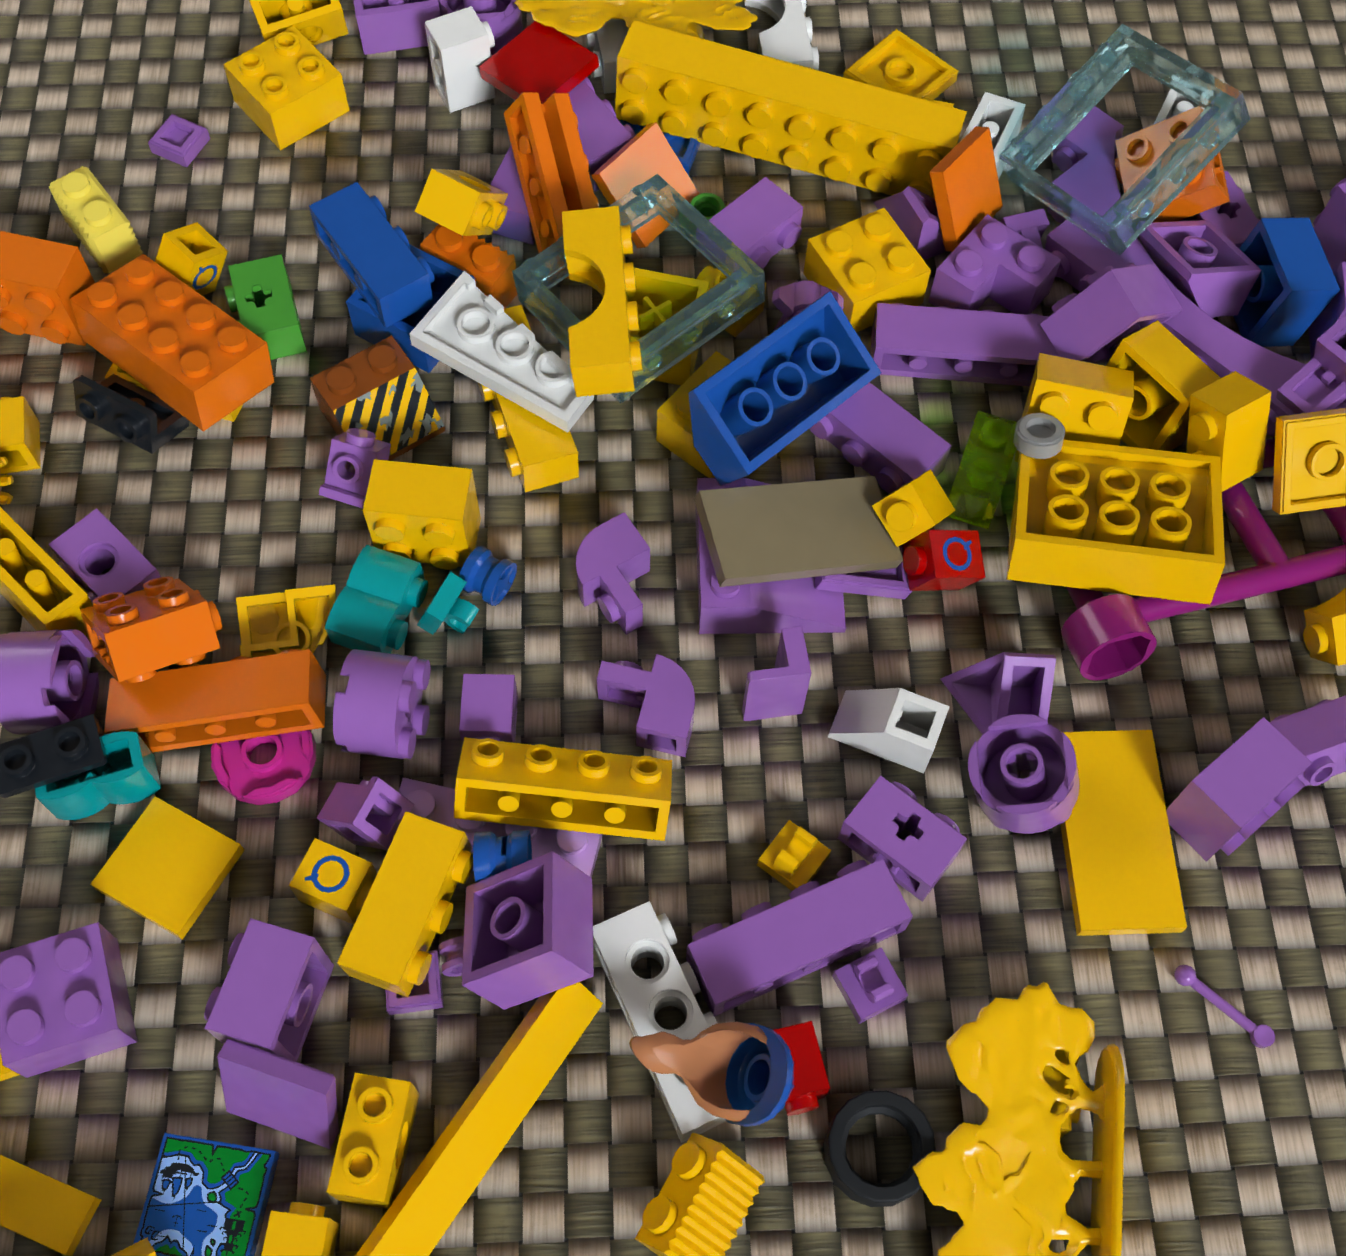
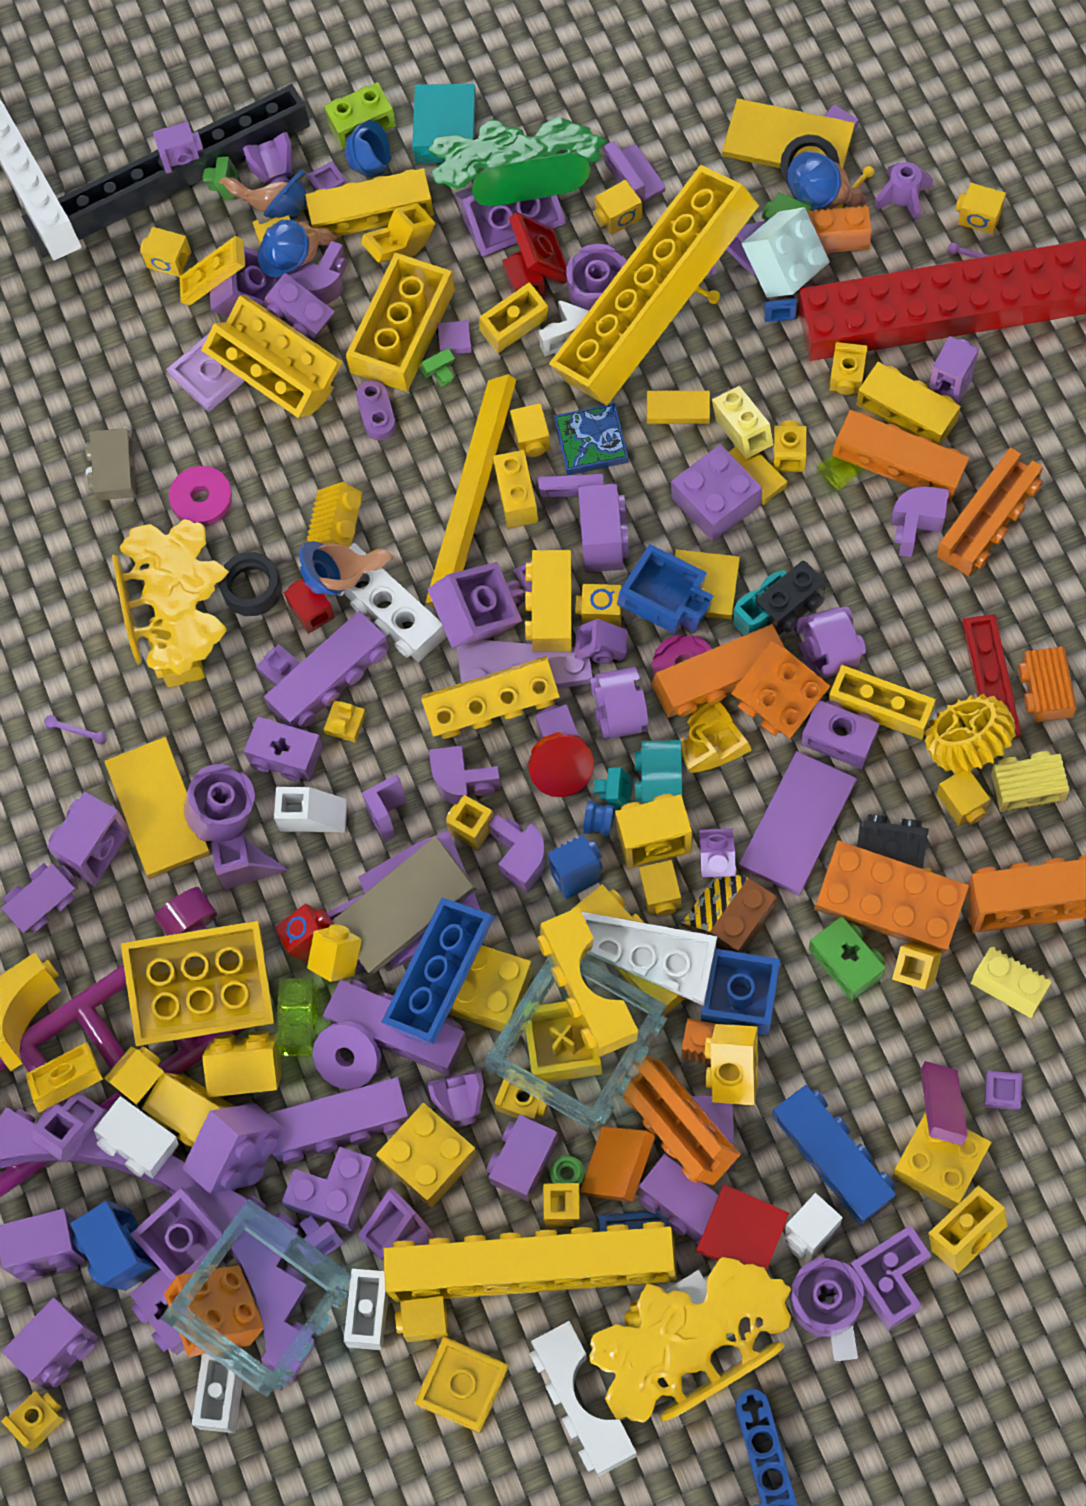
camera: 170 degrees right, 5 degrees up
(228, 846) = (666, 591): none -> blue piece
(230, 490) = (797, 823): none -> medium lavender tile
(249, 112) = (943, 1103): none -> magenta tile
(373, 253) = (773, 989): blue brick -> none
(398, 126) = (834, 1155): none -> blue brick
(452, 448) = (660, 888): none -> yellow brick
(499, 853) = (508, 643): blue wheel -> none
(506, 655) = (560, 764): none -> red tile
(546, 508) = (575, 866): none -> blue brick
(666, 621) = (469, 822): none -> yellow brick
(728, 165) = (561, 1204): none -> yellow brick
(931, 401) = (337, 1070): none -> medium lavender tile
(966, 187) = (368, 1232): orange tile -> none
(1039, 435) = (261, 1018): light grey tile -> none
(1236, 339) = (135, 1138): none -> white brick

